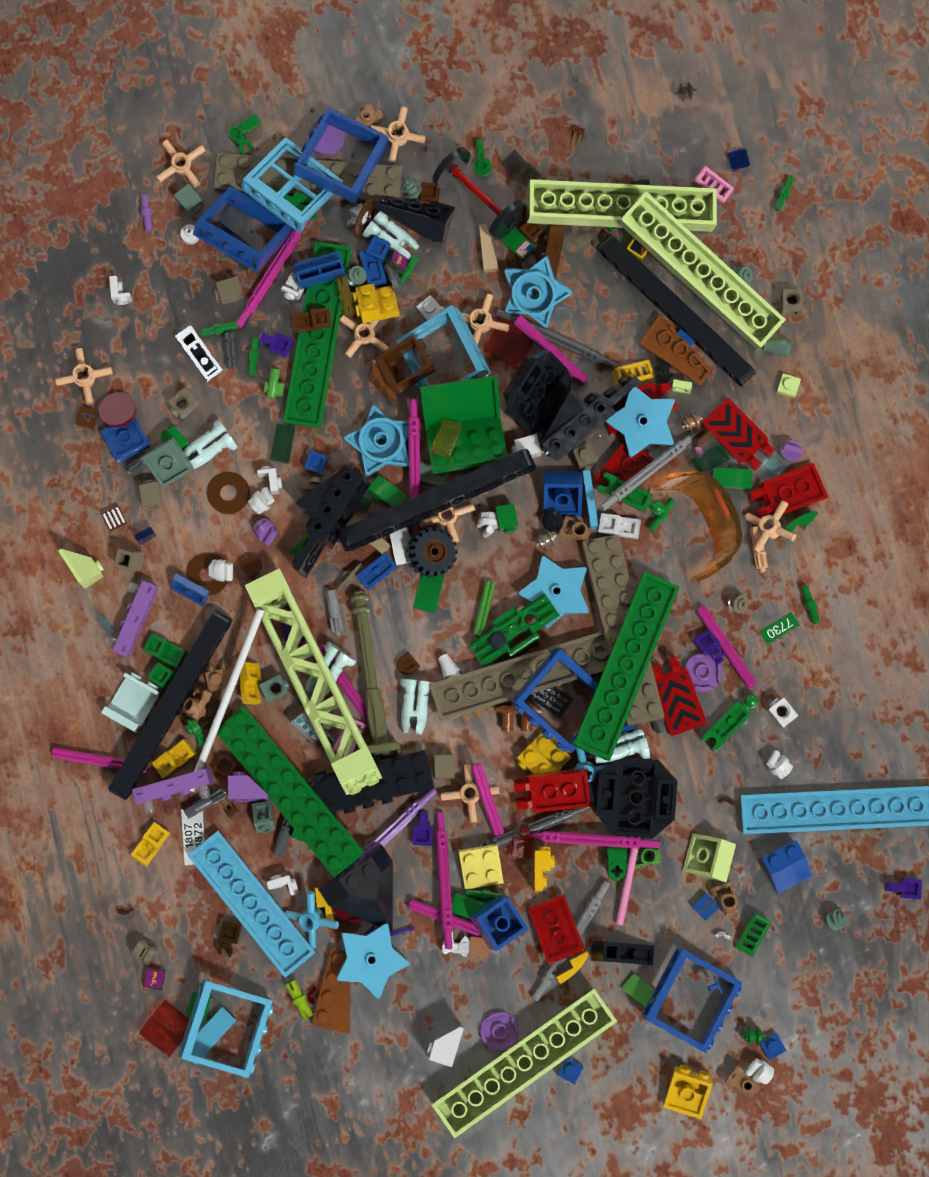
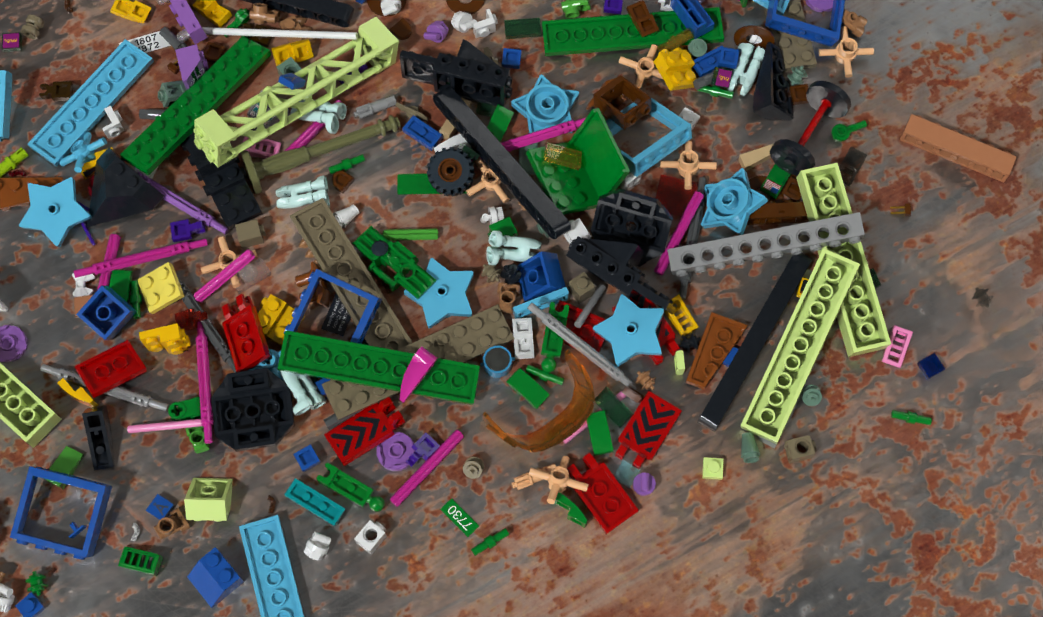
camera: 75 degrees right, 10 degrees down
(307, 682) = (292, 81): none -> blue tile
(390, 655) = (346, 164): none -> green bar
(415, 530) = (471, 153): none -> clear green tile
(528, 63) = (958, 148): none -> nougat brick
(528, 513) = (520, 254): none -> light aqua piece
(606, 454) = (590, 305): none -> light grey bar
(611, 187) = (851, 222): none -> light grey brick
(638, 555) = (497, 361): none -> piece
(640, 628) = (416, 371): none -> dark pink piece
(671, 534) = (527, 388): none -> green slope
(691, 757) = (307, 458): none -> blue plate
(735, 758) = (315, 502): none -> teal plate

